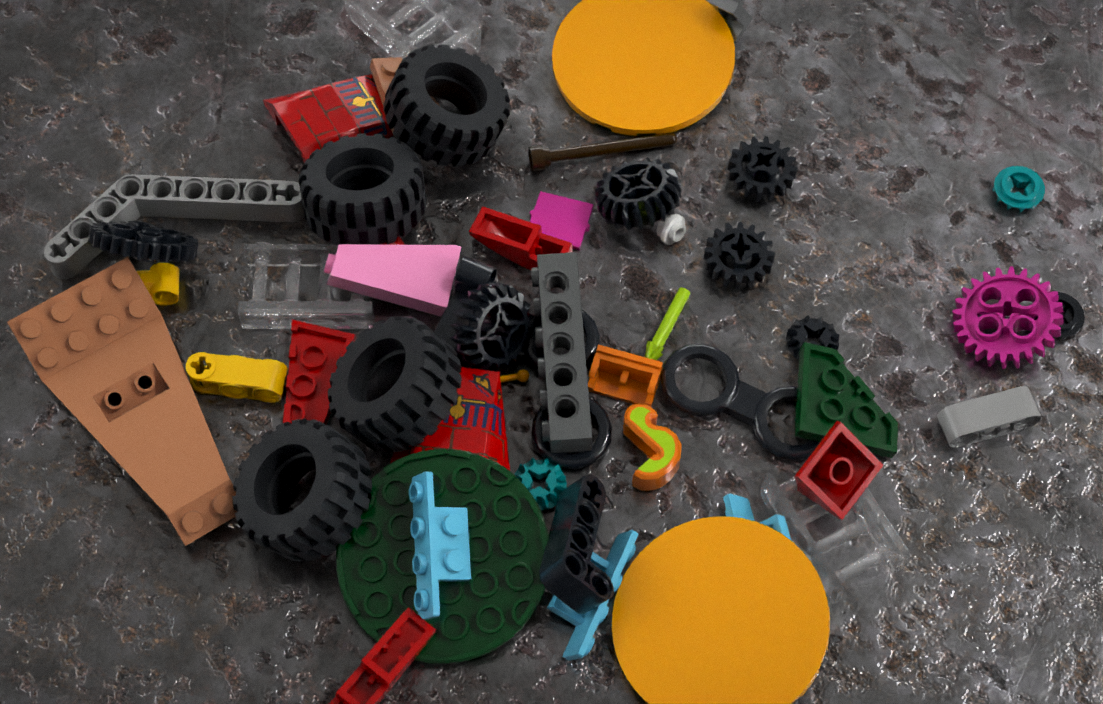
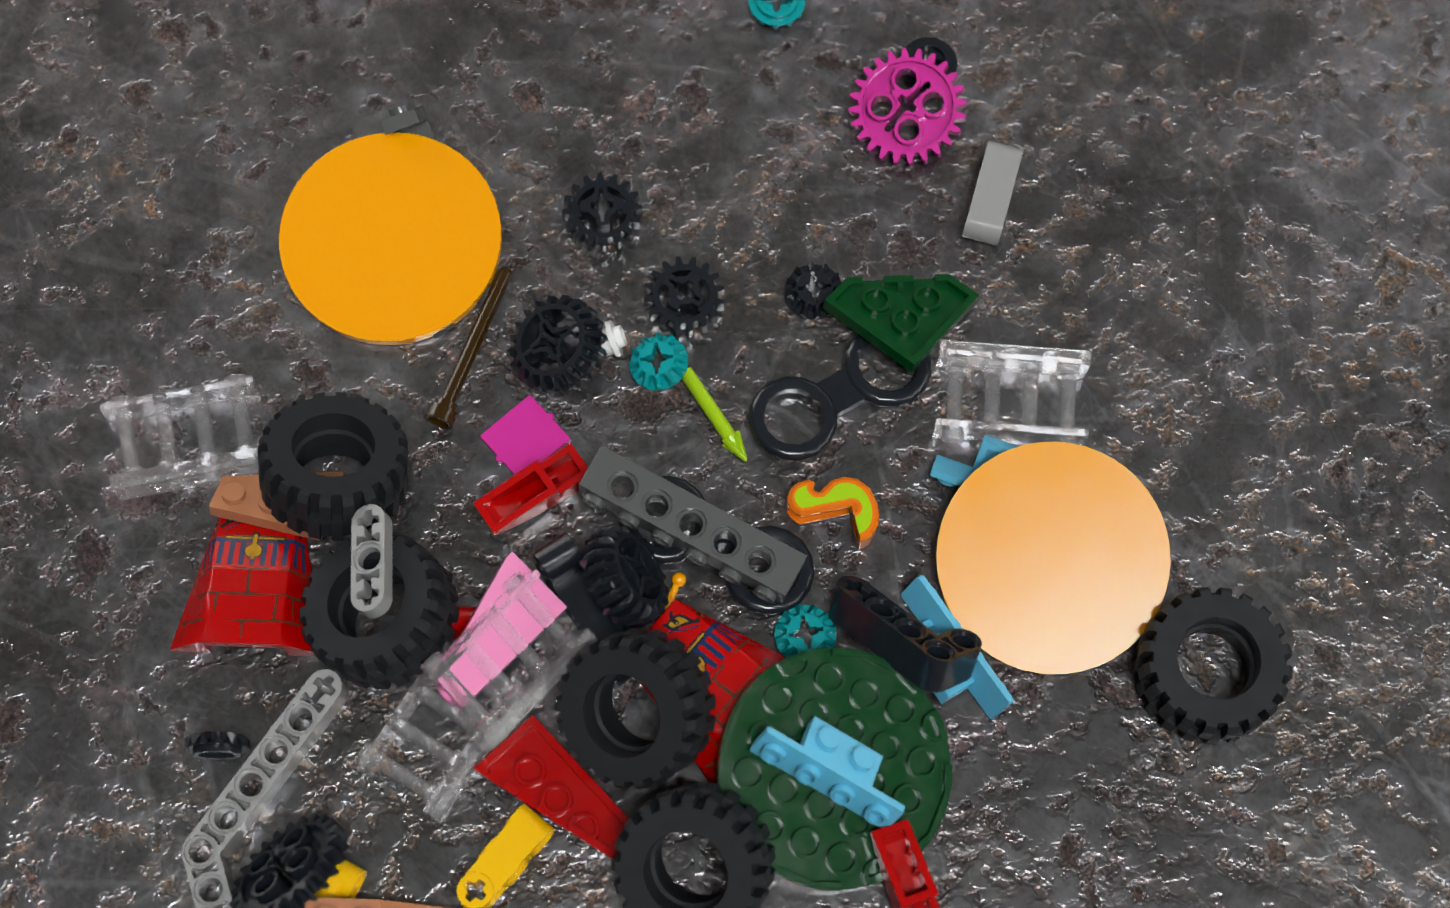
camera: 60 degrees left, 10 degrees up
(209, 157) = (217, 745): none -> black gear
(352, 305) = (517, 698): none -> clear fence
(368, 164) = (361, 547): none -> light grey beam
(624, 376) = (747, 482): orange hinge -> none
(676, 278) = (670, 371): none -> teal gear
(837, 471) = (980, 359): red slope -> none

